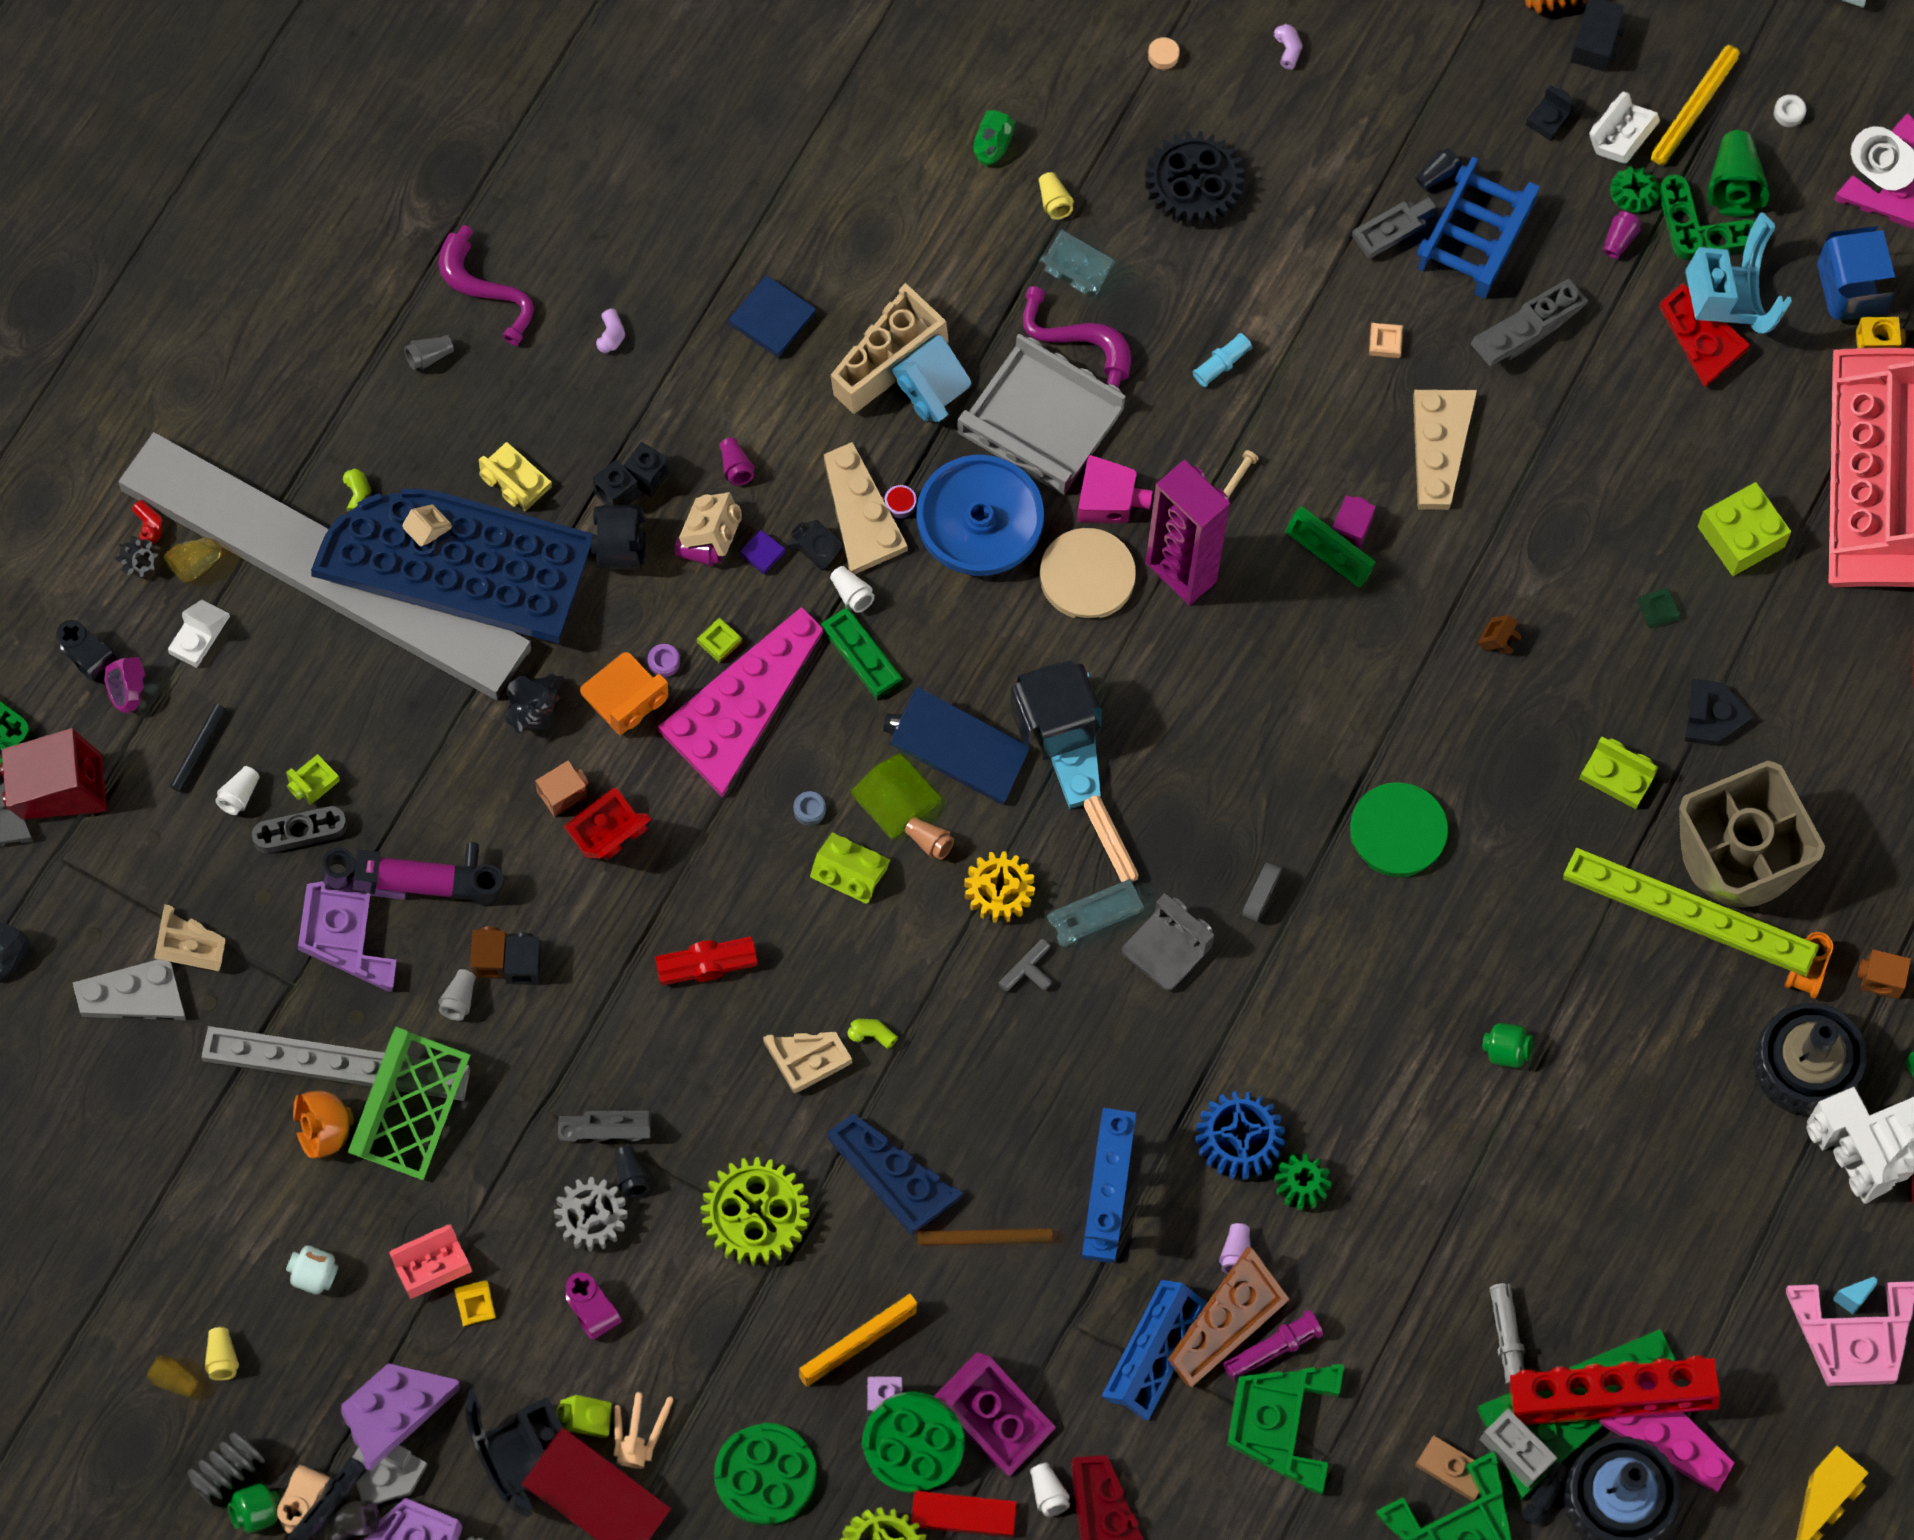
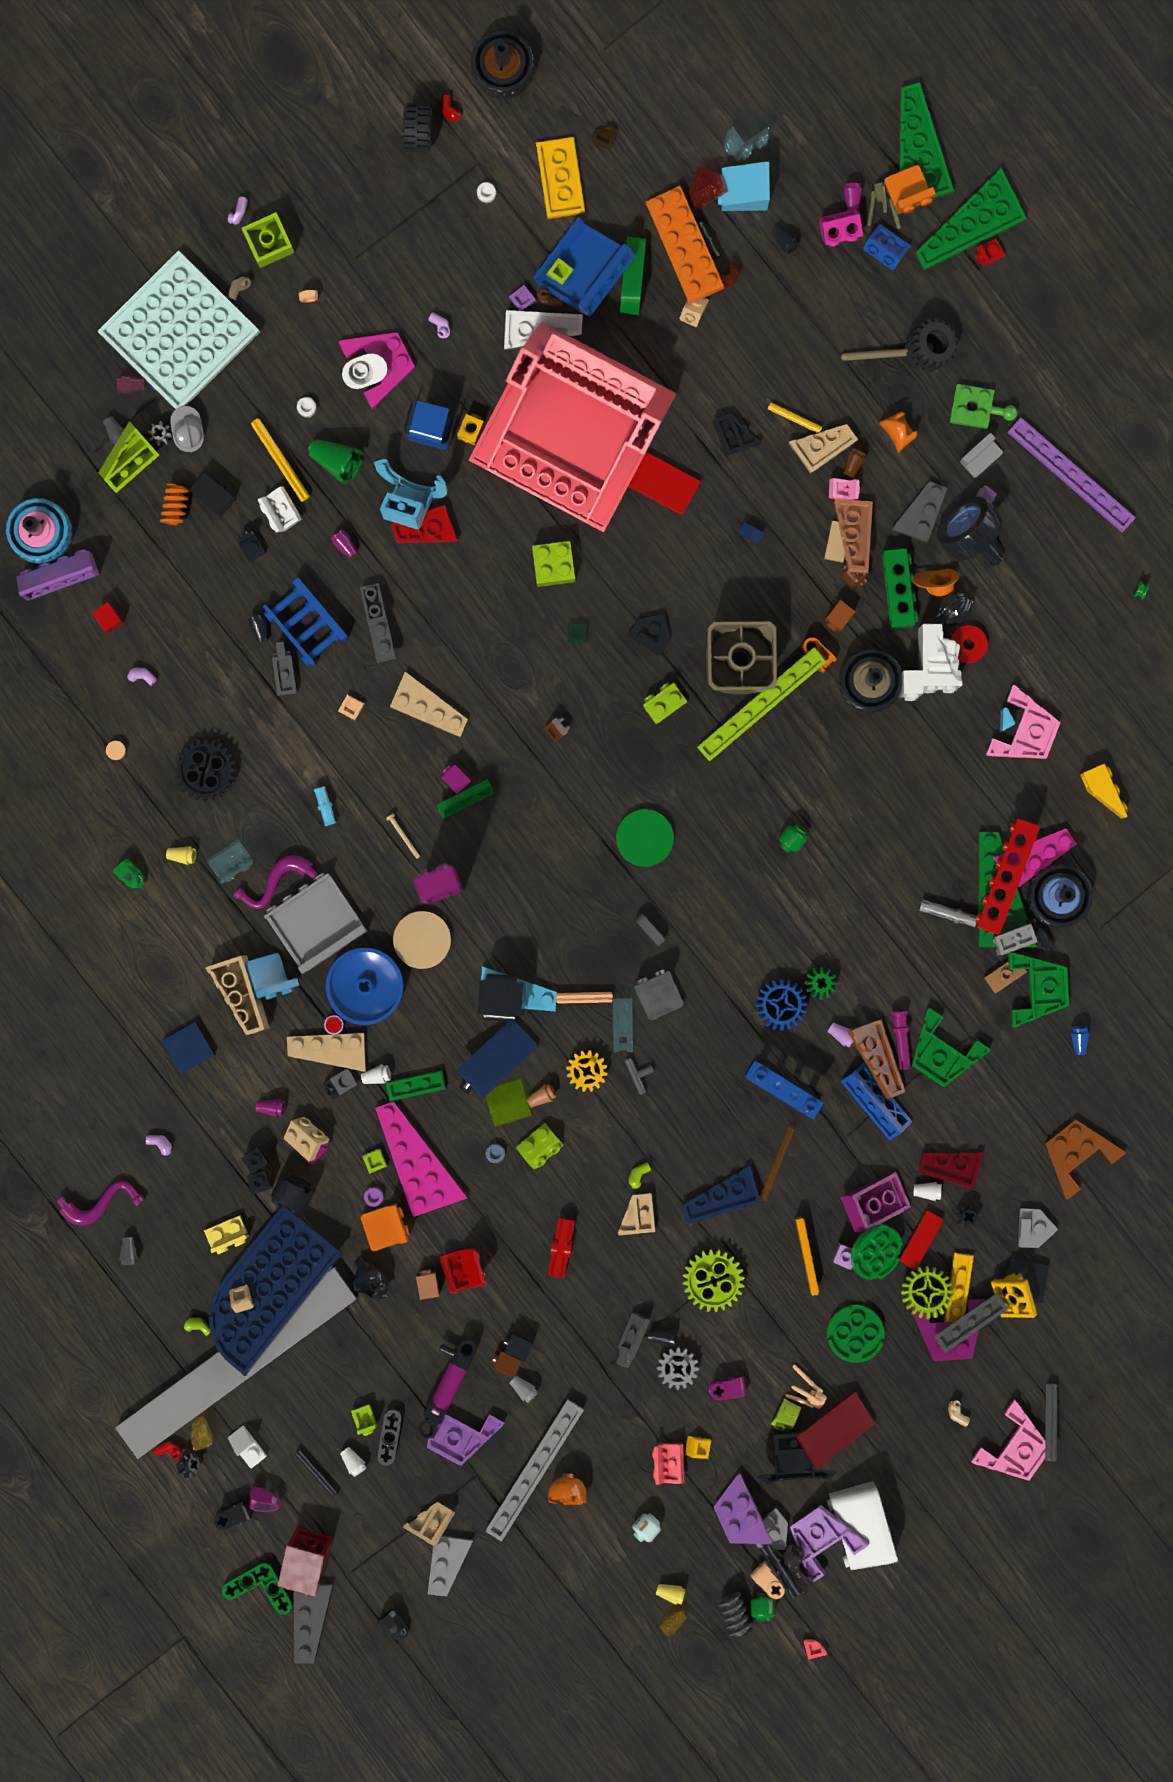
camera: 70 degrees left, 20 degrees up
(382, 1090) = (566, 1455): bright green fence -> none
(762, 552) = (332, 1115): dark purple tile -> none
(1109, 493) = (380, 906): dark pink torso -> none
(1626, 198) = (323, 528): green gear -> none
(1696, 235) = (363, 497): green beam -> none

